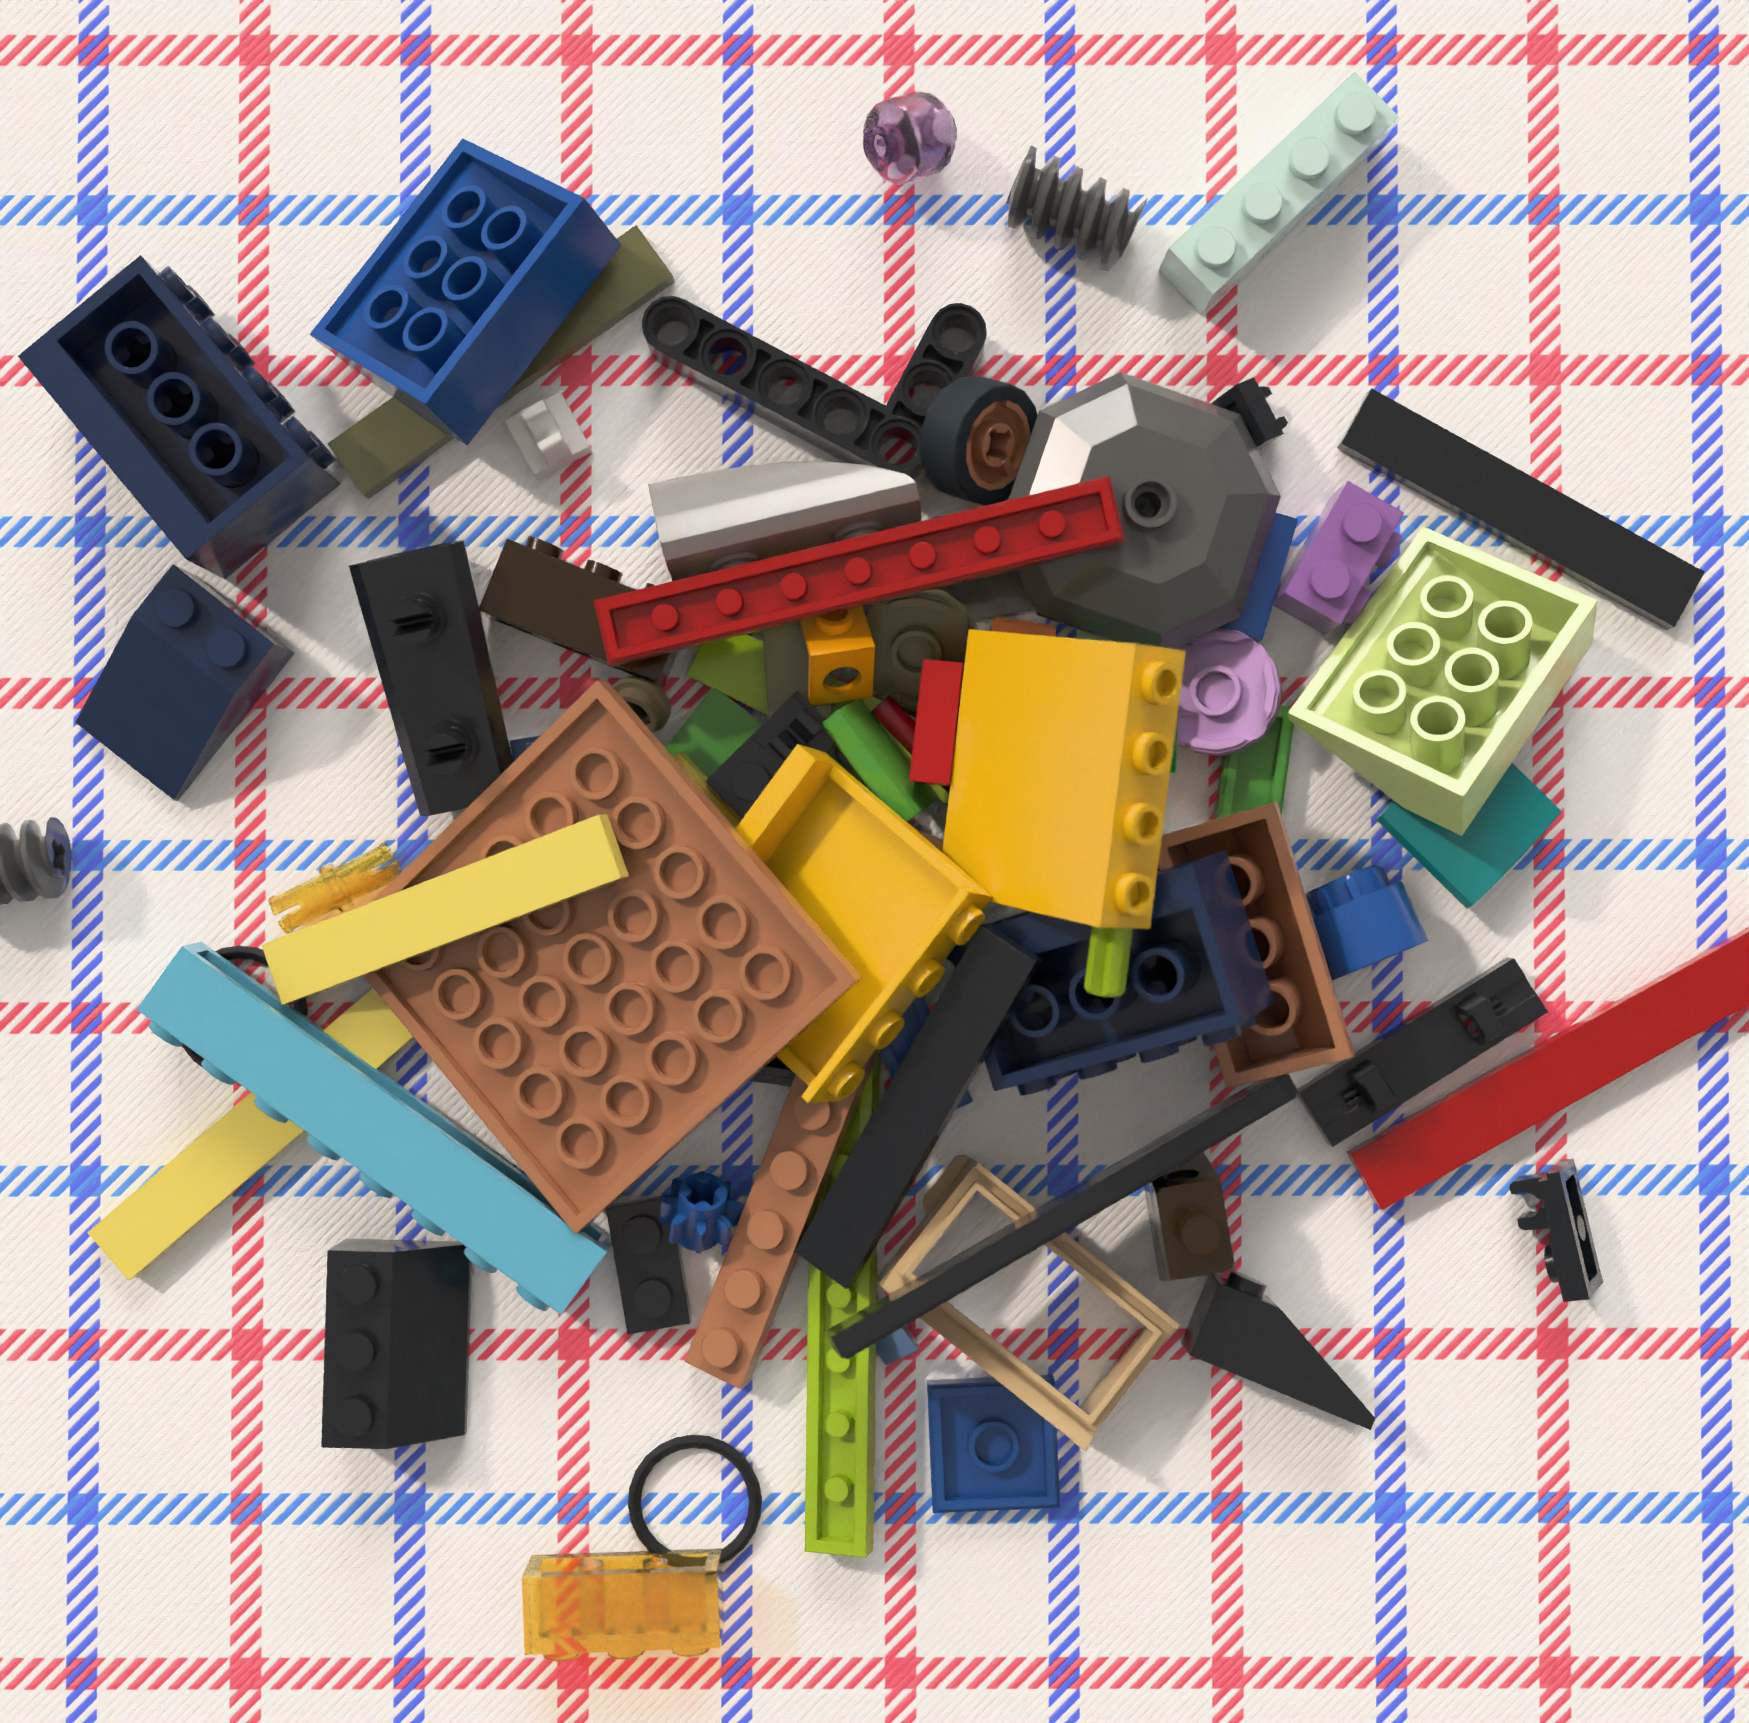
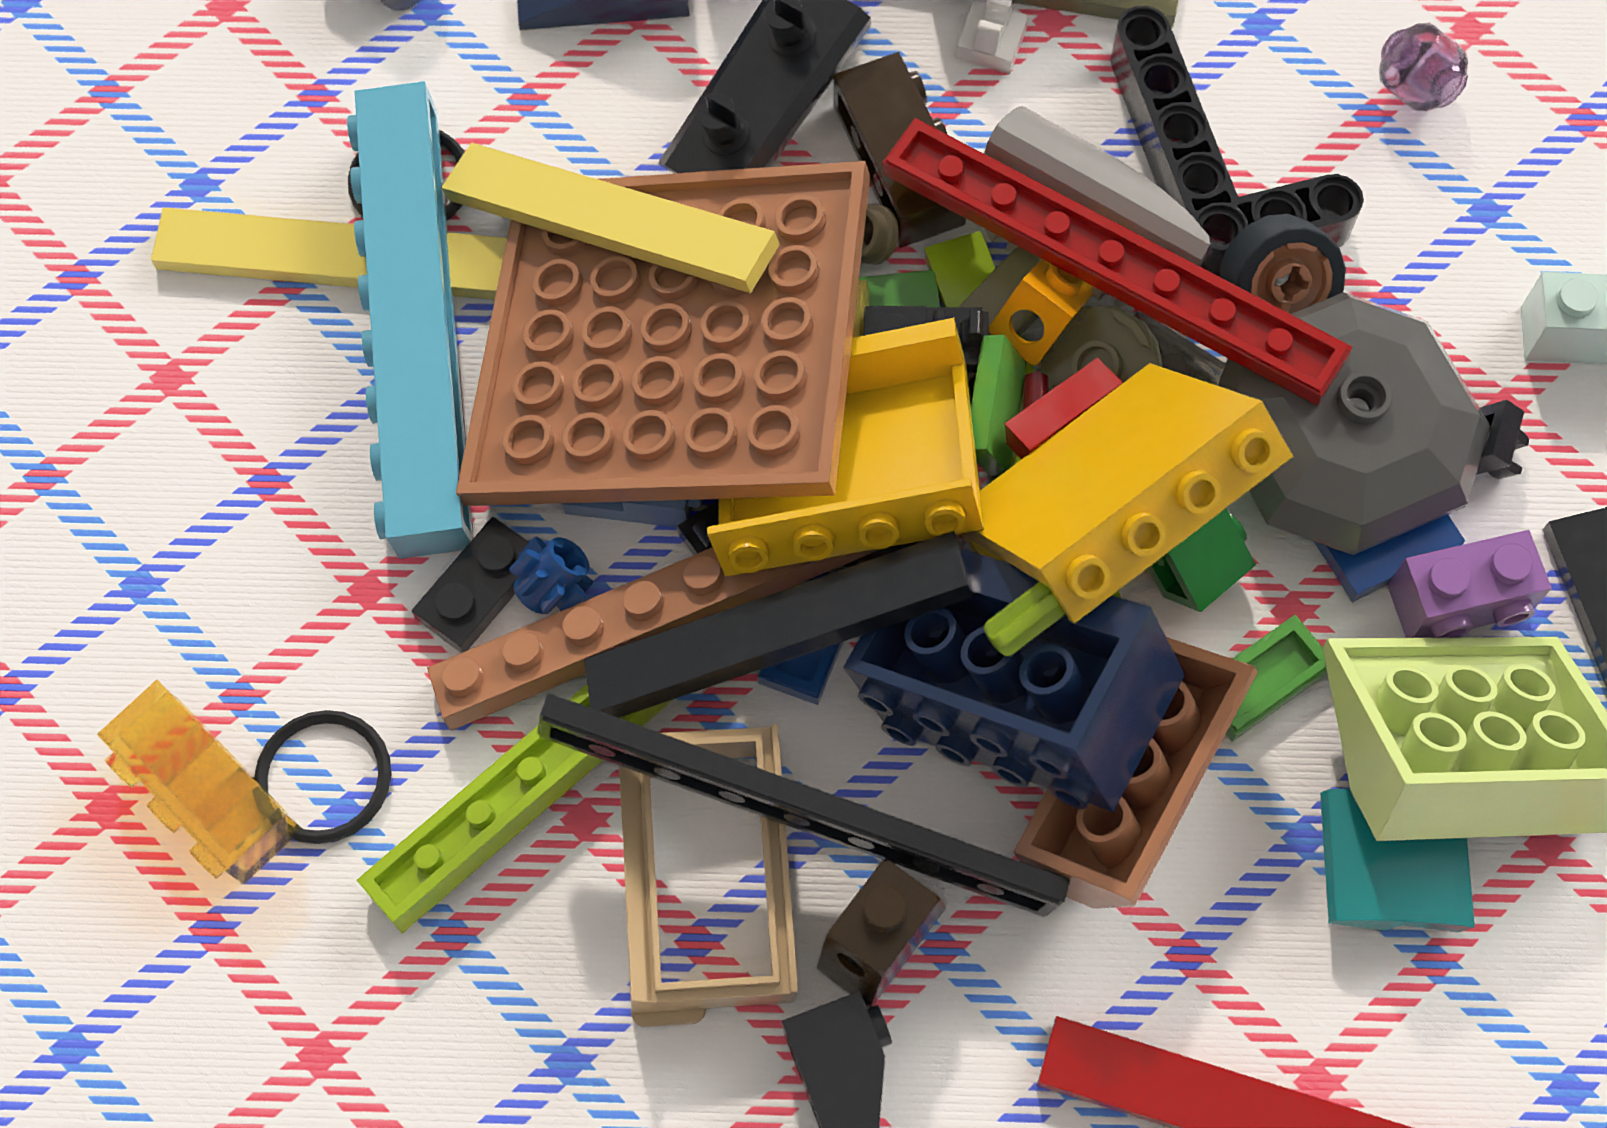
camera: 50 degrees right, 20 degrees down
(335, 888) = (553, 152): clear yellow pin -> none
(395, 1343) = (261, 458): black slope -> none
(897, 1345) = (582, 805): medium blue piece -> none
(989, 1448) = (563, 955): blue tile -> none
(1072, 210) = (1491, 206): dark grey piece -> none
(1226, 693) = (1290, 598): lavender tile -> none
(1363, 920) = (1233, 848): blue piece -> none
(1420, 1051) = (1188, 1000): black hinge -> none

